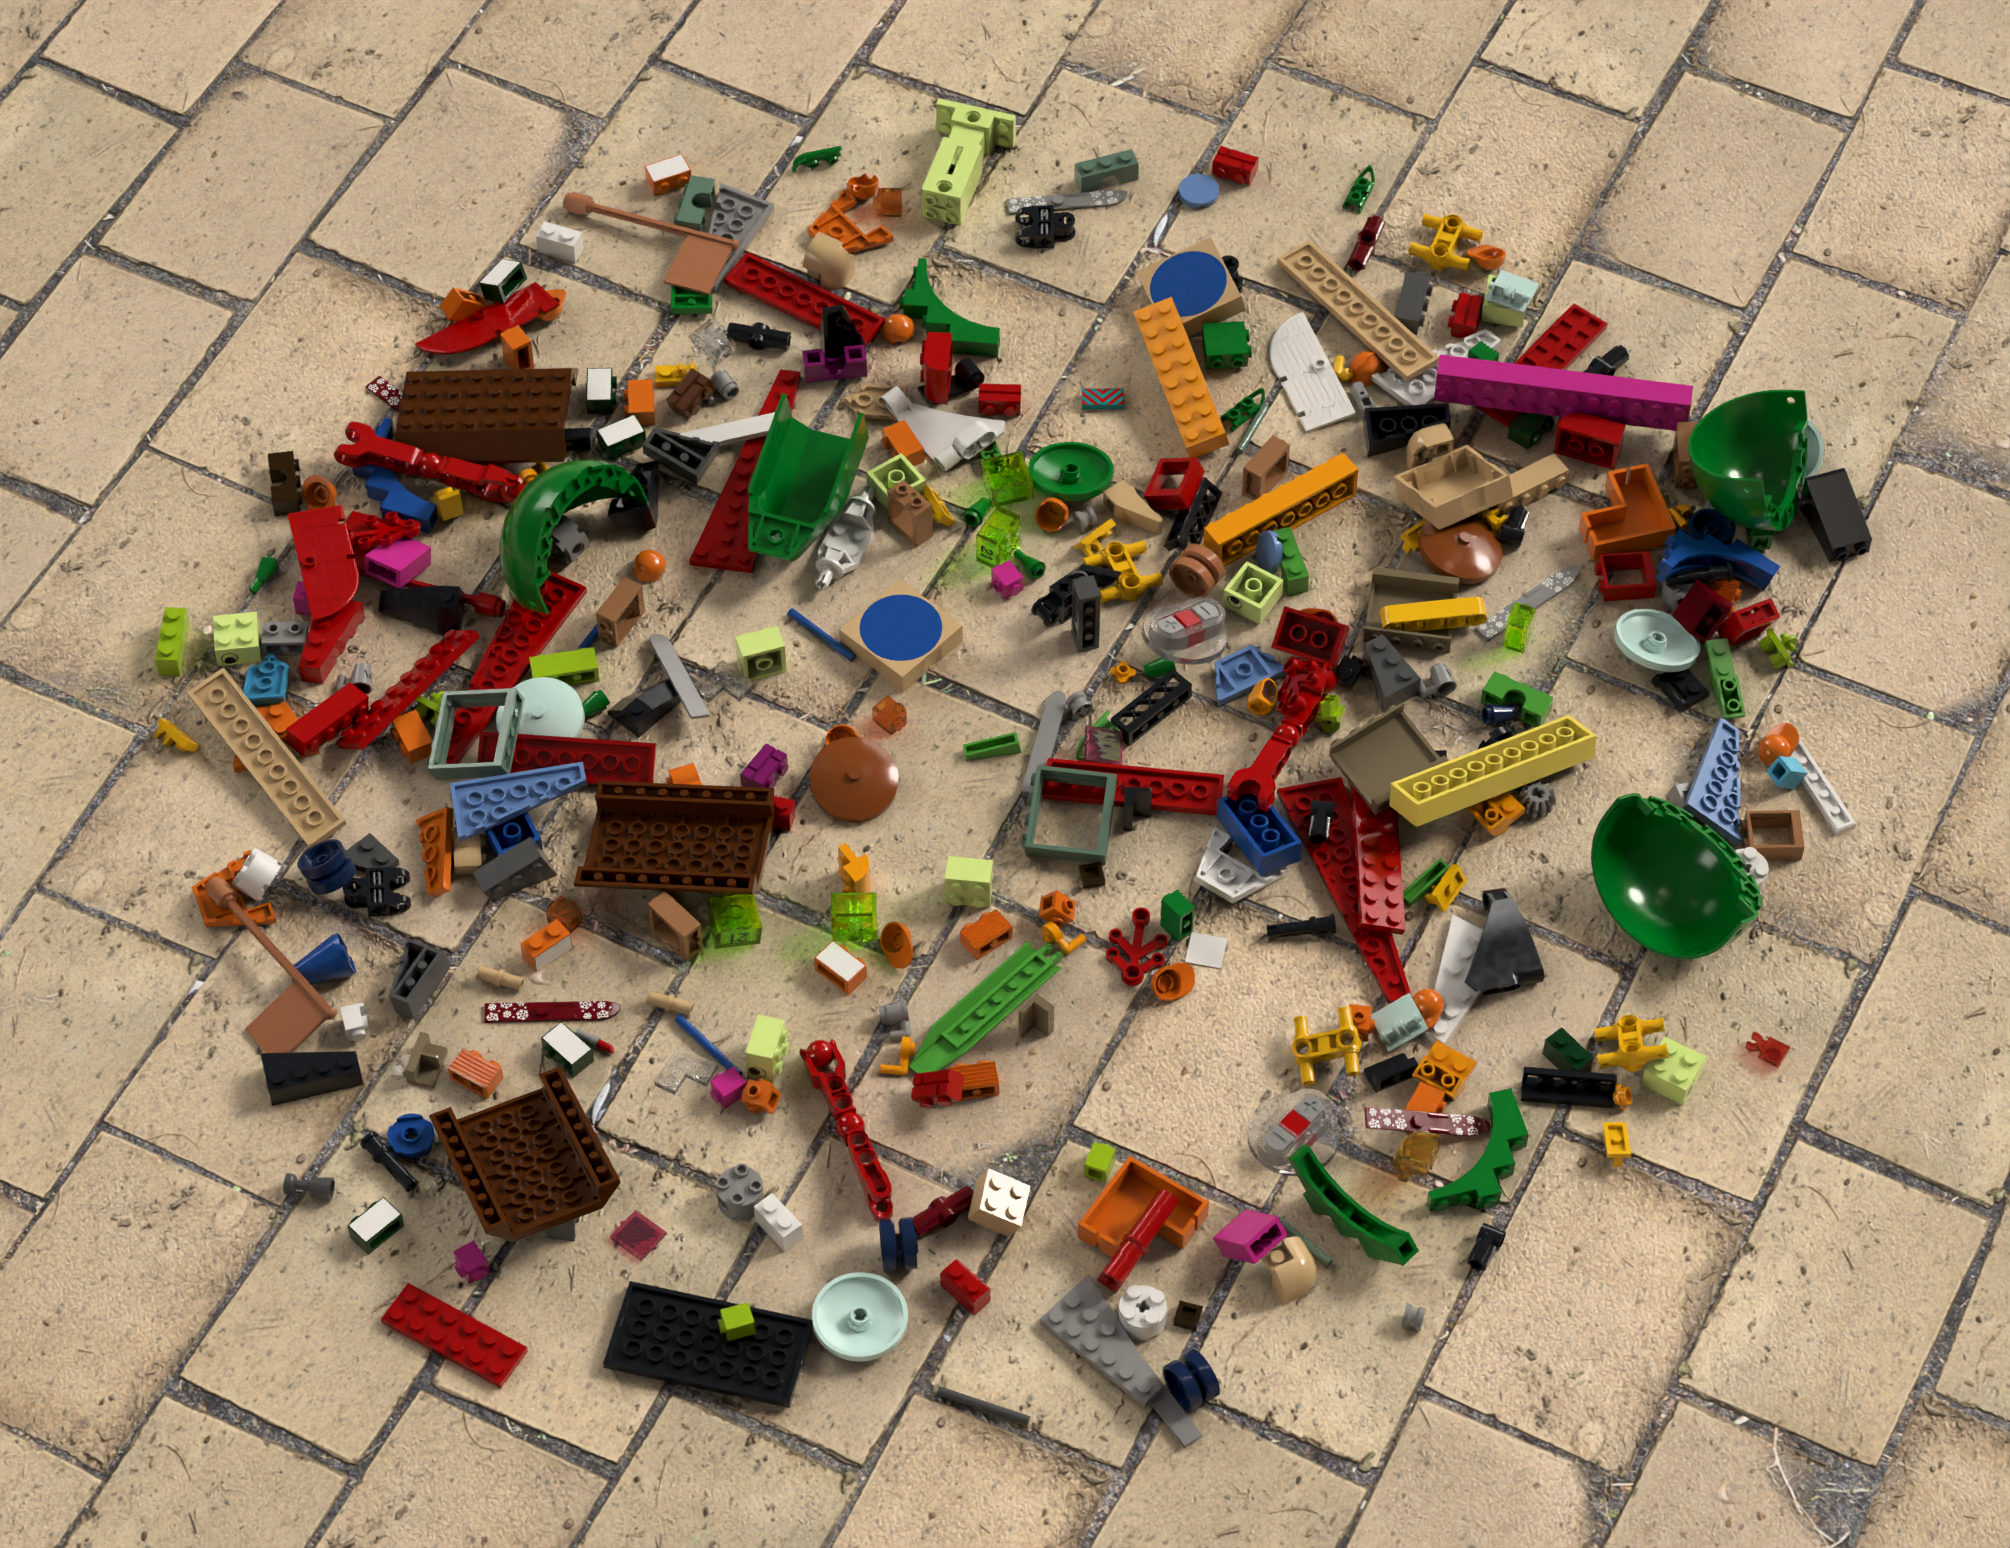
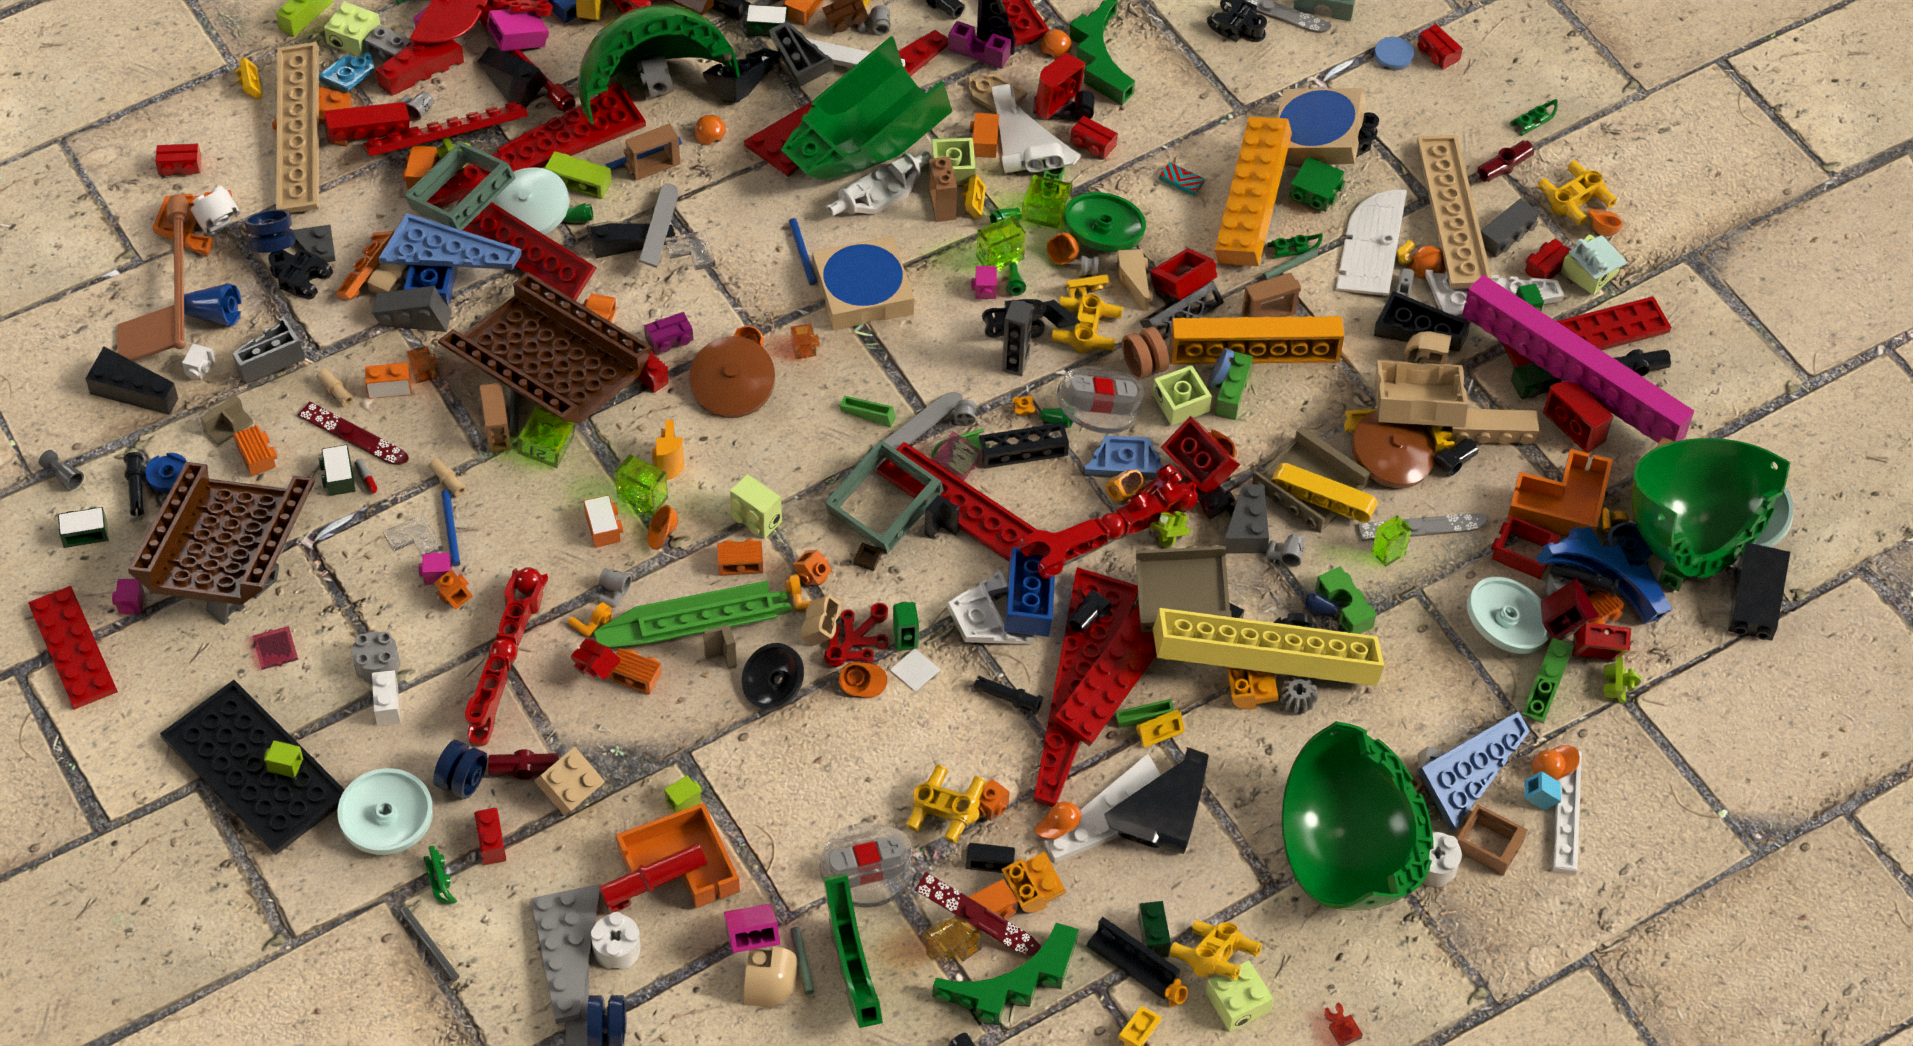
camera: 30 degrees right, 0 degrees up
(173, 846) = (178, 159): none -> red brick
(761, 653) = (735, 239): yellowish green brick -> none
(766, 1048) = (486, 552): yellowish green brick -> none
(953, 1346) = (443, 880): none -> green piece
(1084, 1015) = (765, 669): none -> black dish
(1100, 950) = (821, 619): none -> tan brick
(1188, 1315) = (655, 967): dark brown tile -> none
(1399, 1022) = (1027, 819): light aqua hinge -> none
(1685, 684) = (1511, 669): black plate -> none

